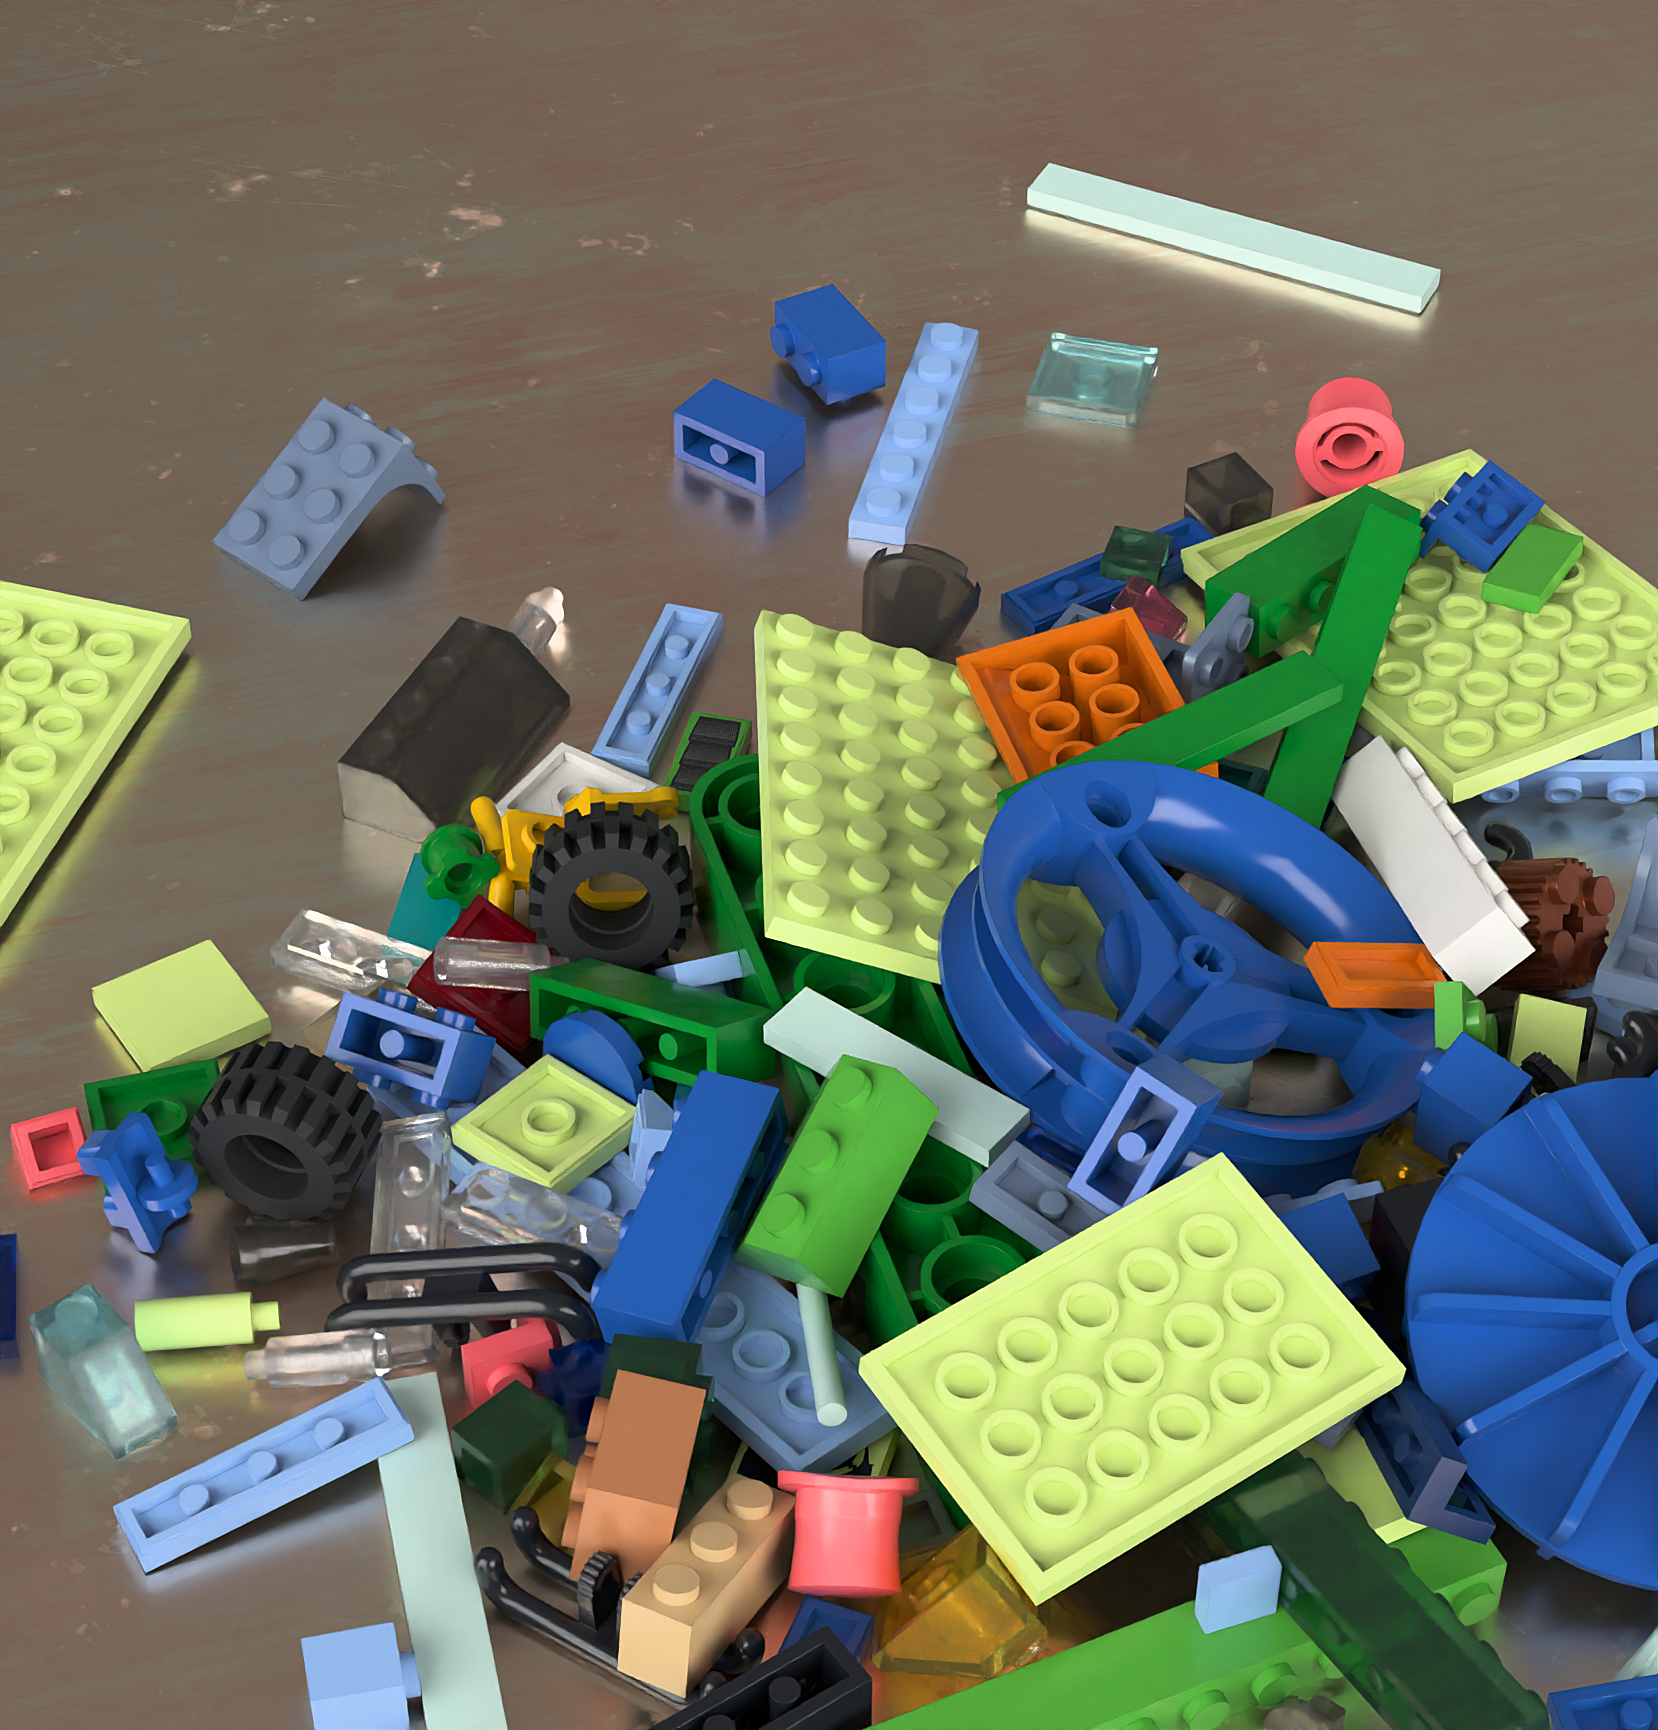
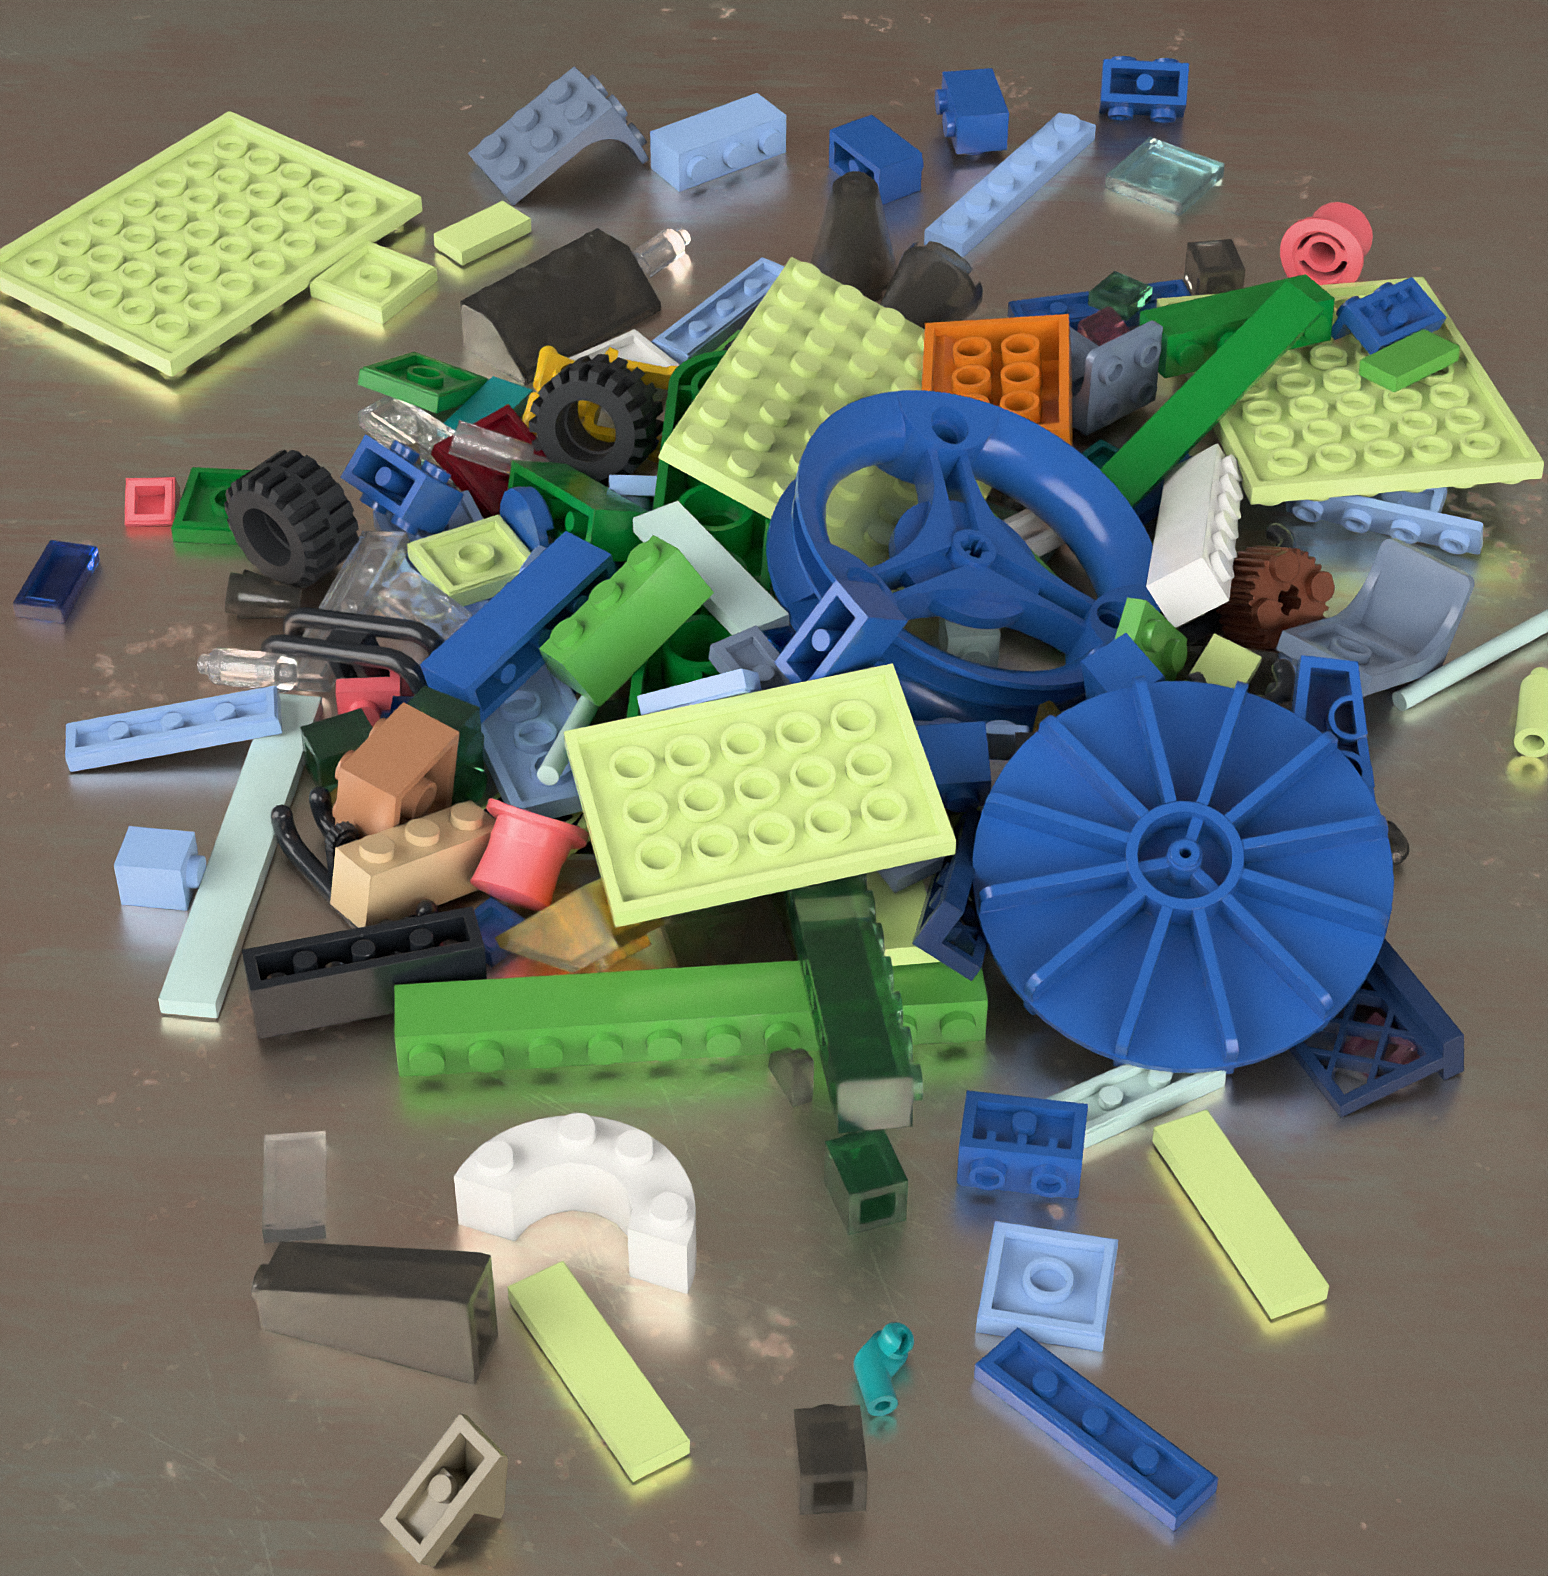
camera: 20 degrees right, 0 degrees up
(100, 1371) = (101, 639): clear light blue slope -> none
(141, 1181) = (186, 529): blue hips -> none
(180, 754) = (373, 282): none -> yellowish green tile
(181, 1009) = (285, 426): yellowish green tile -> none
(203, 1320) = (186, 628): yellowish green cylinder -> none
(287, 650) = (482, 232): none -> yellowish green tile
(332, 884) = (421, 381): none -> green tile
(456, 864) = (508, 383): green brick -> none
(529, 455) = (718, 142): none -> light blue brick
(786, 557) = (855, 237): none -> clear smoke cone
(997, 1257) = (700, 691): none -> light blue tile
(1021, 269) = (1143, 89): none -> blue brick
(1220, 720) = (1094, 397): green tile -> none
(1234, 237) = (1334, 103): light aqua tile -> none
(1237, 1589) = (770, 958): light blue tile -> none
(1374, 974) = (1094, 586): orange tile -> none

